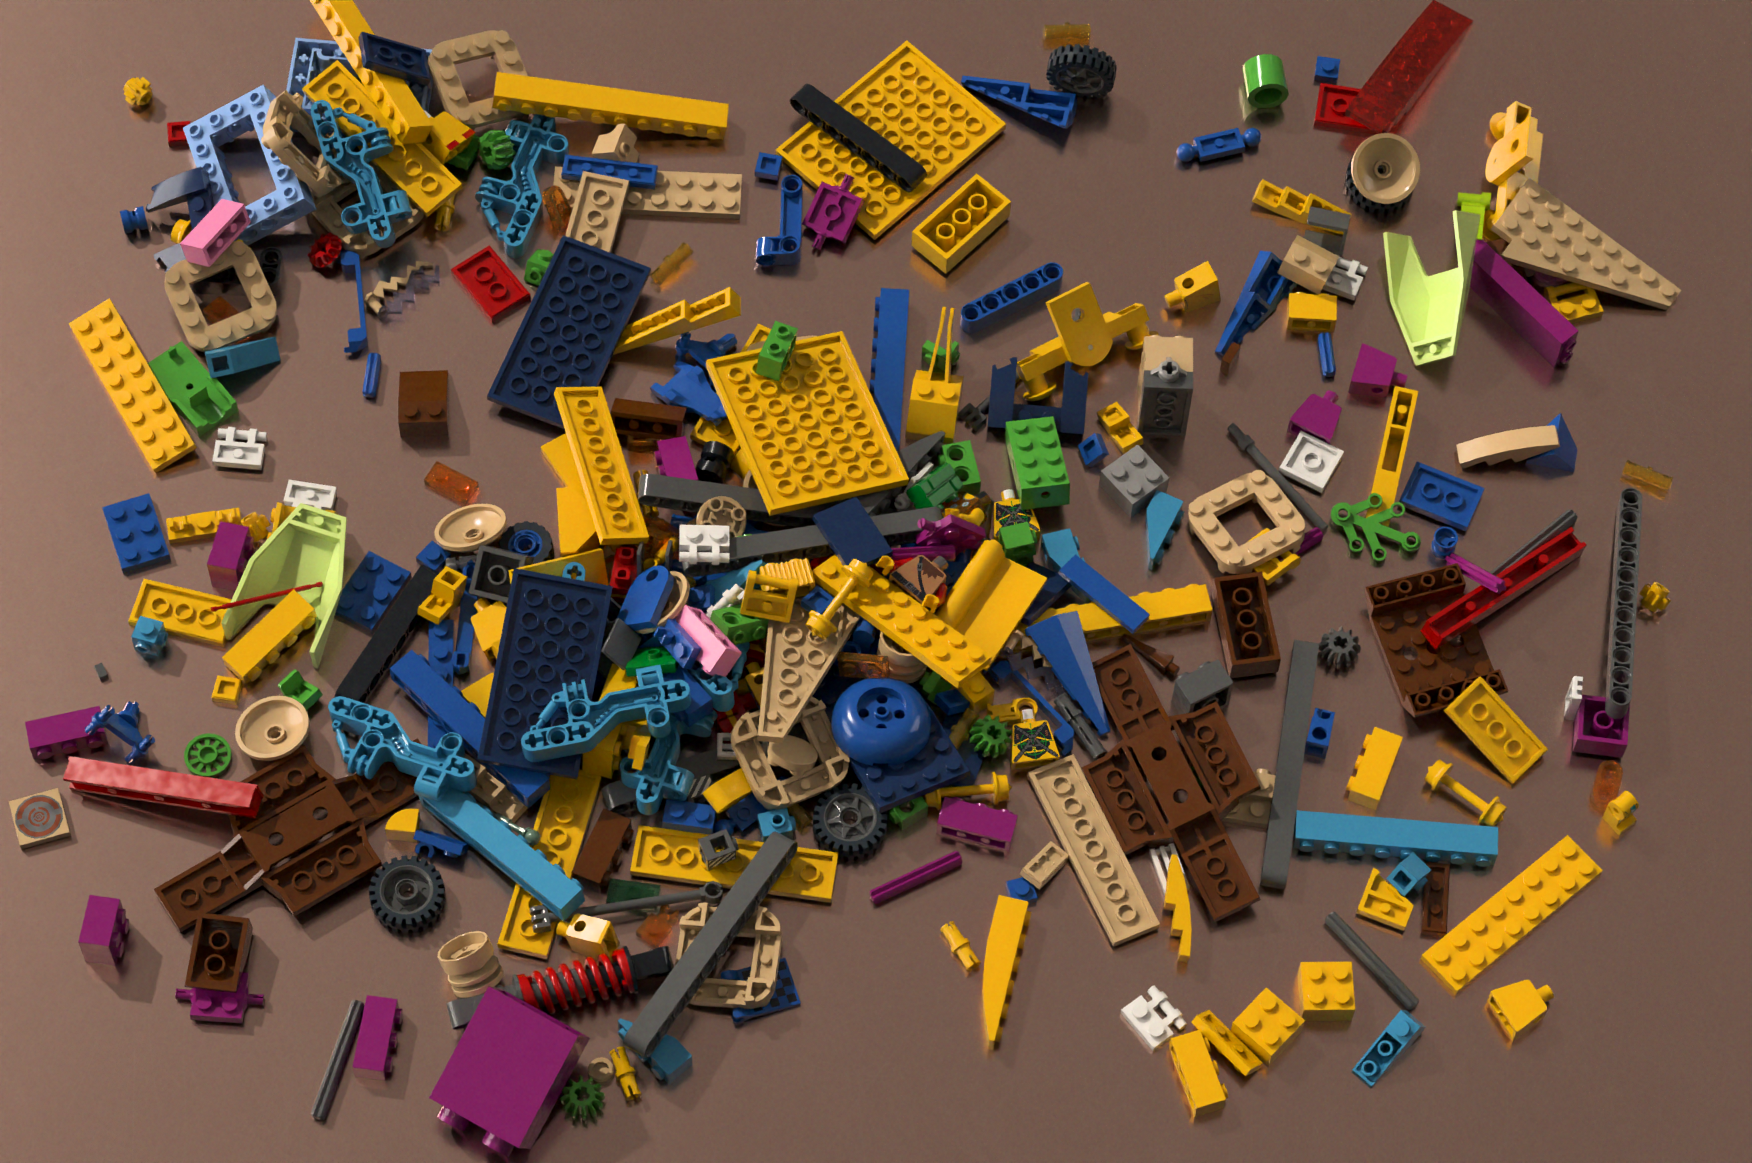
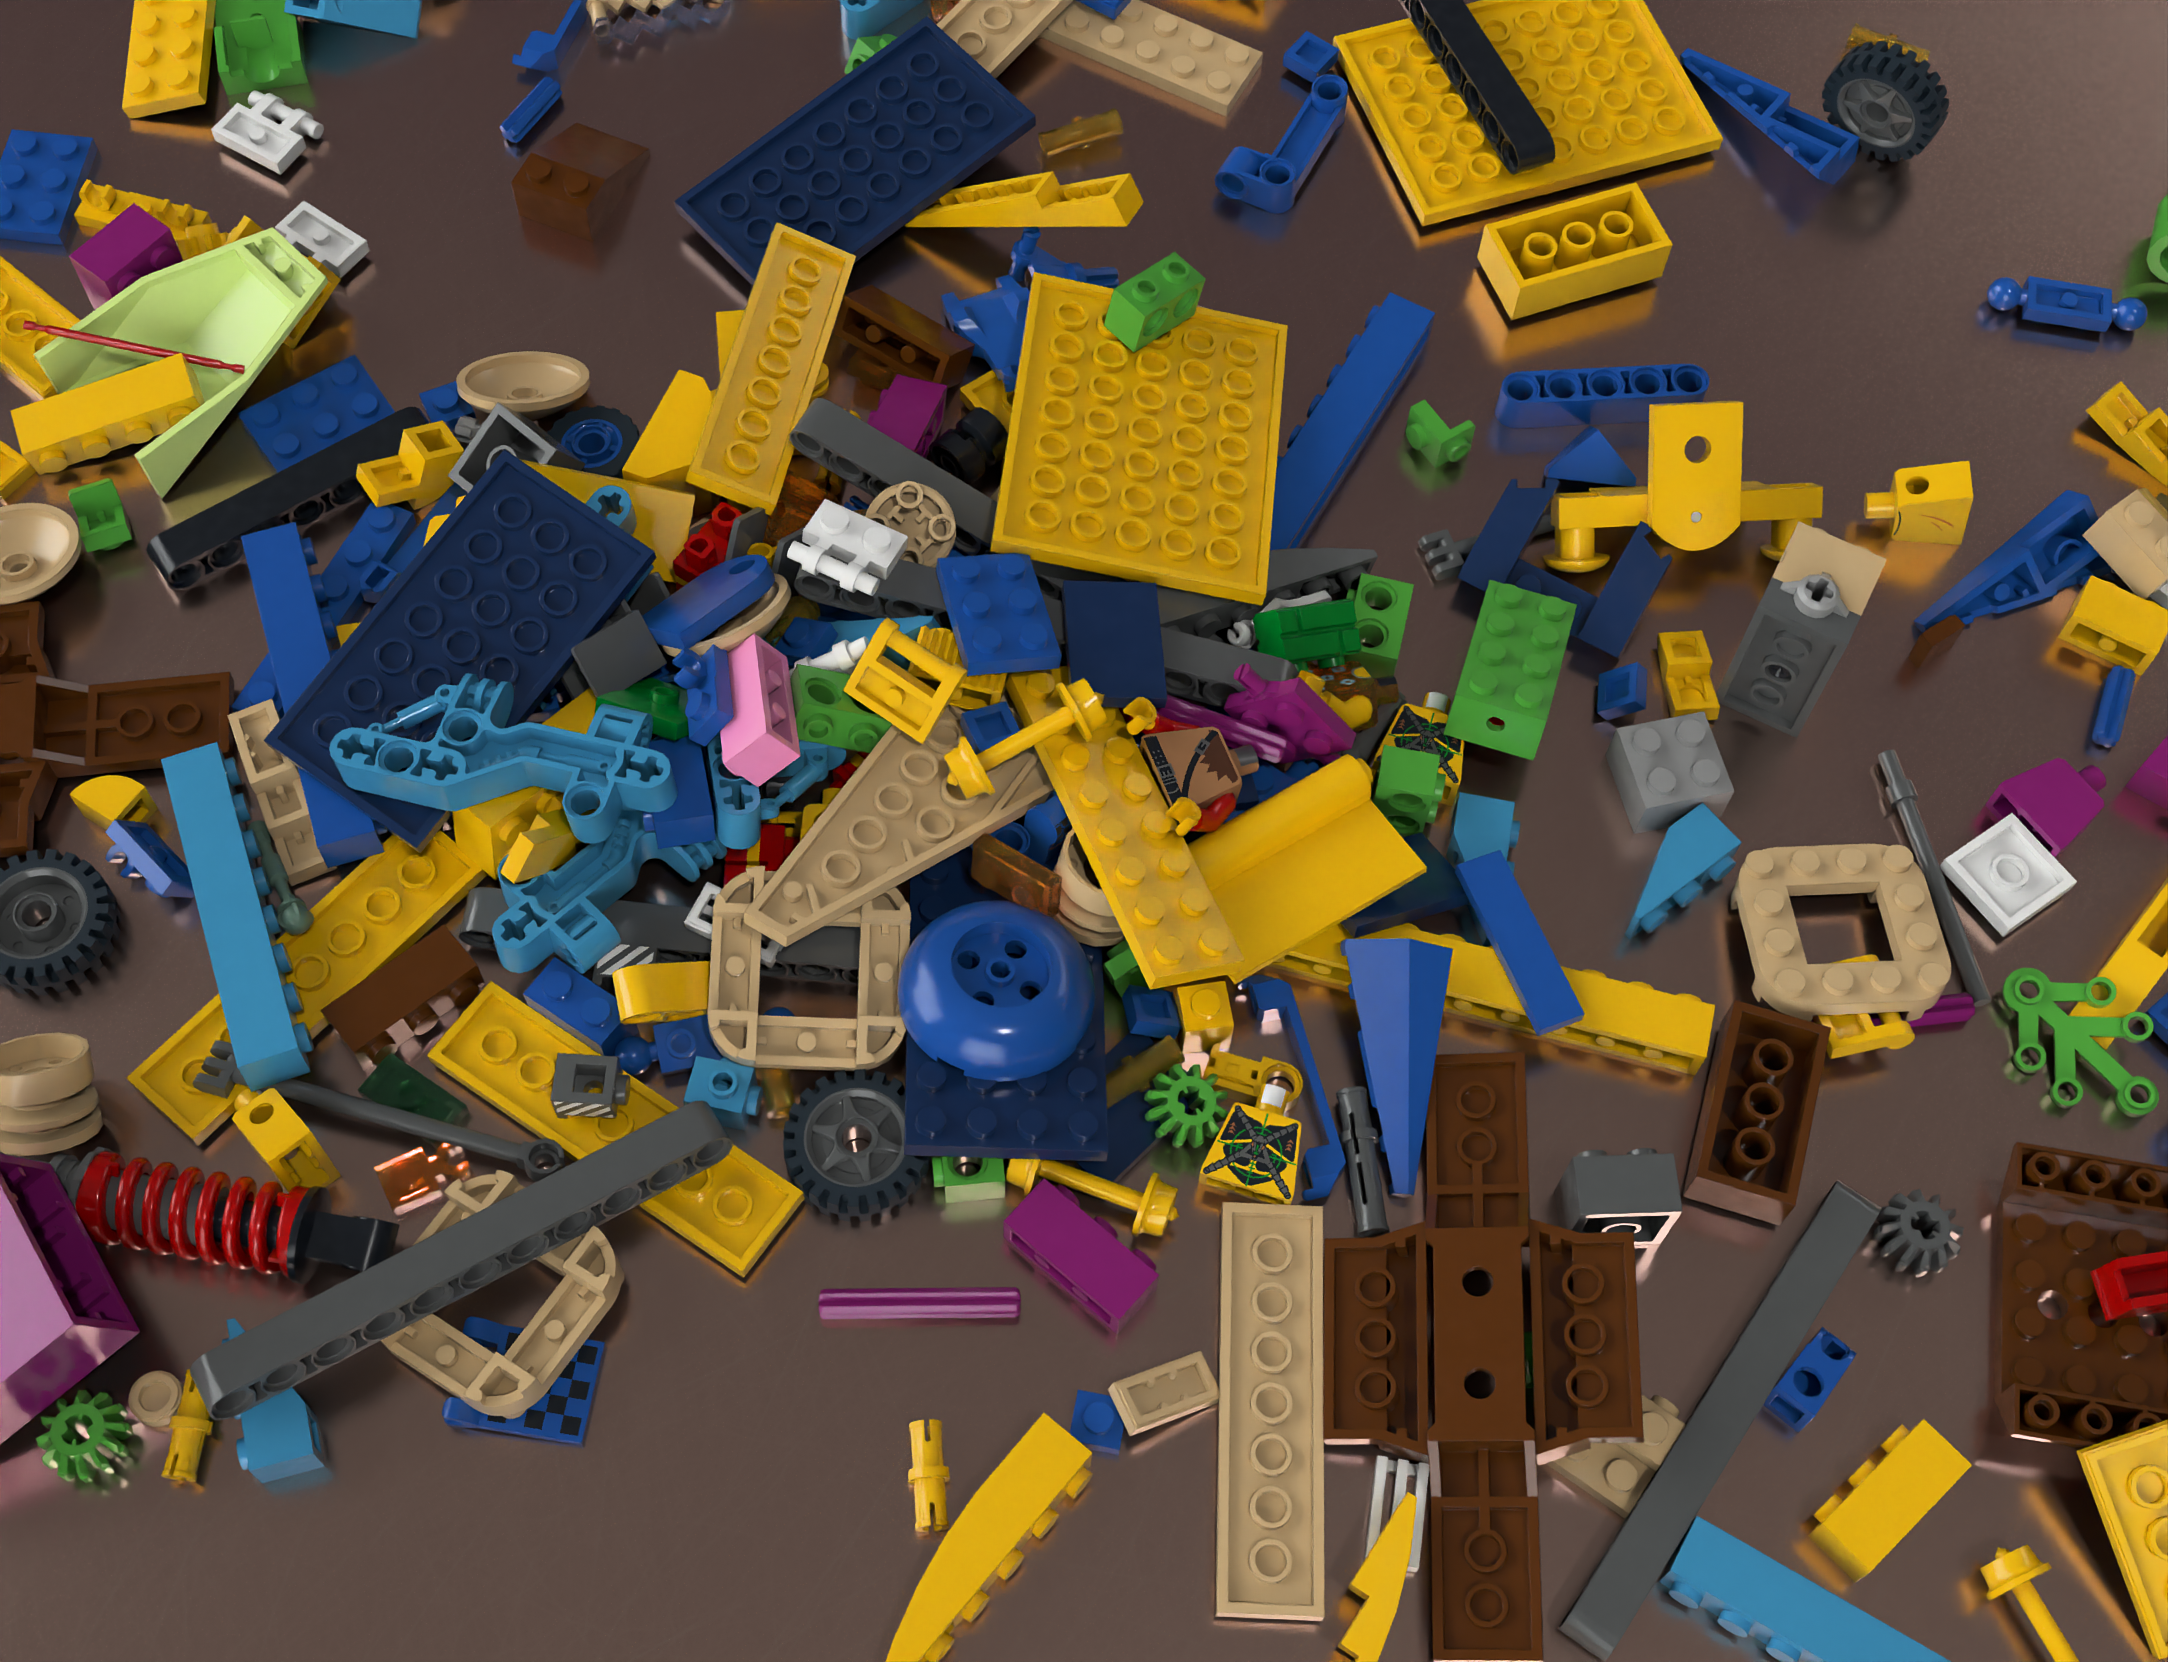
camera: 25 degrees right, 0 degrees up
(386, 741) = (170, 652): dark azure beam -> none
(451, 483) = (548, 310): clear orange plate -> none
(490, 283) = (789, 55): red tile -> none
(792, 544) = (997, 613): none -> blue plate
(792, 755) = (809, 978): tan tile -> none
(833, 212) = (1374, 155): magenta plate -> none
(935, 395) = (1389, 496): yellow slope -> none
(1016, 663) = (1299, 995): clear purple piece -> none
(1021, 336) = (1590, 460): none -> blue slope
(1161, 660) = (1568, 1104): reddish brown piece -> none

